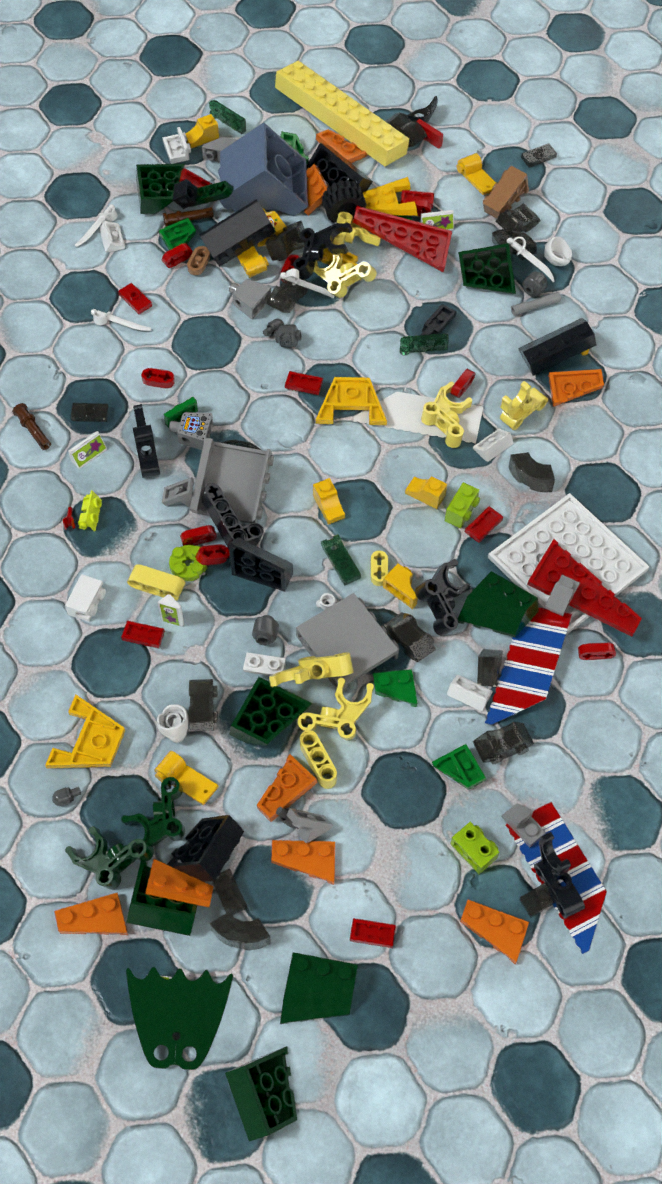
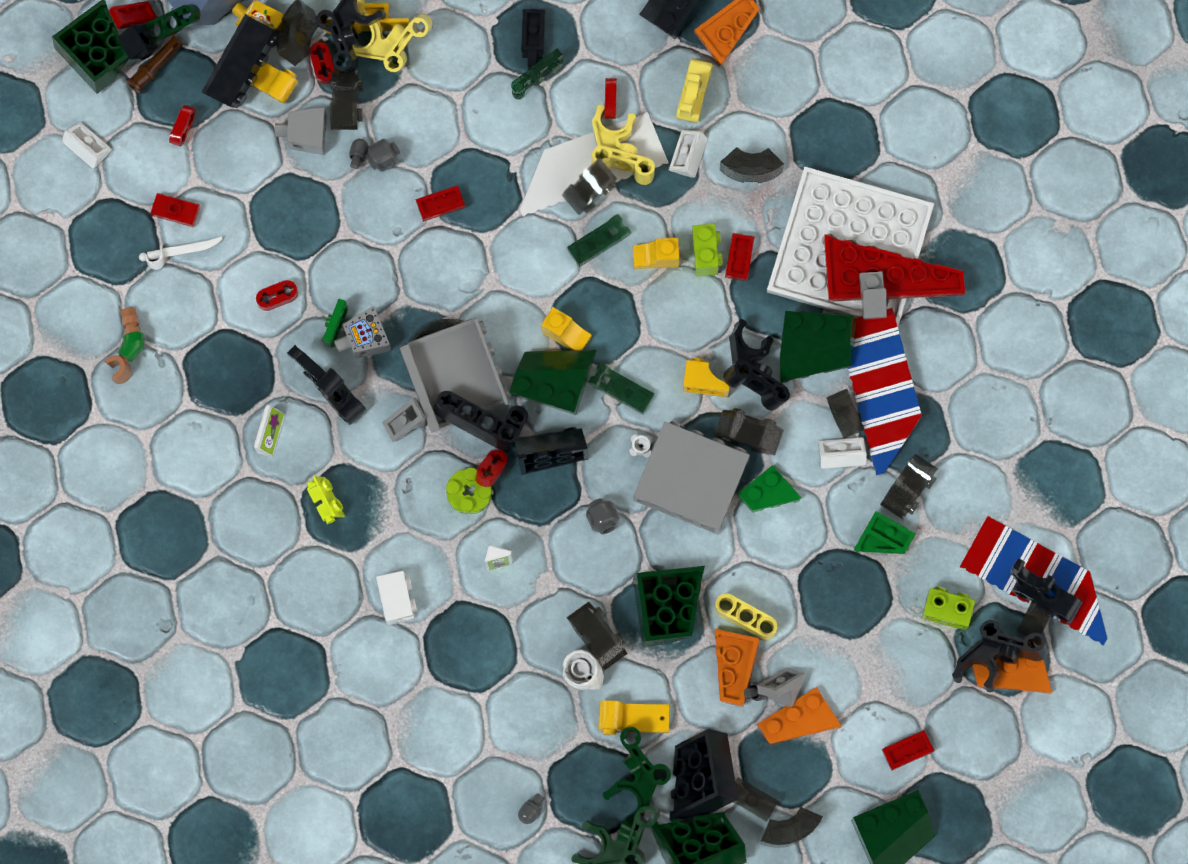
camera: 30 degrees left, 15 degrees up
(28, 421) = (178, 437): reddish brown pin -> none
(40, 356) = (130, 348): none -> nougat piece
(69, 520) = (310, 523): red hand -> none
(89, 412) = (234, 383): clear smoke plate -> none
(96, 742) = (520, 736): yellow wing -> none
(108, 215) = (56, 124): white sword -> none
(143, 634) = (482, 598): red plate -> none
(155, 582) = (454, 534): light yellow beam -> none
(177, 233) = (162, 97): green wing -> none
(177, 885) = (704, 826): orange wing -> none
(198, 260) = (212, 117): medium nougat plate -> none
(198, 535) = (459, 455): red beam -> none
(263, 664) = (630, 556): white bracket -> none
(293, 276) = (348, 84): white sword -> none
(297, 525) = (553, 378): none -> dark green wedge
(310, 669) = (683, 527): light yellow piece -> none
(338, 718) = (739, 563): light yellow piece -> none
(351, 394) = (502, 186): yellow wing -> none
(375, 567) = (670, 371): light yellow beam -> none
(393, 462) = (598, 241): none -> clear green plate
(409, 422) = (591, 185): none -> clear smoke brick
(497, 898) = (1001, 647): none -> black piece
(521, 821) = (976, 555): light grey slope -> none
(596, 651) = (938, 331): red beam -> none

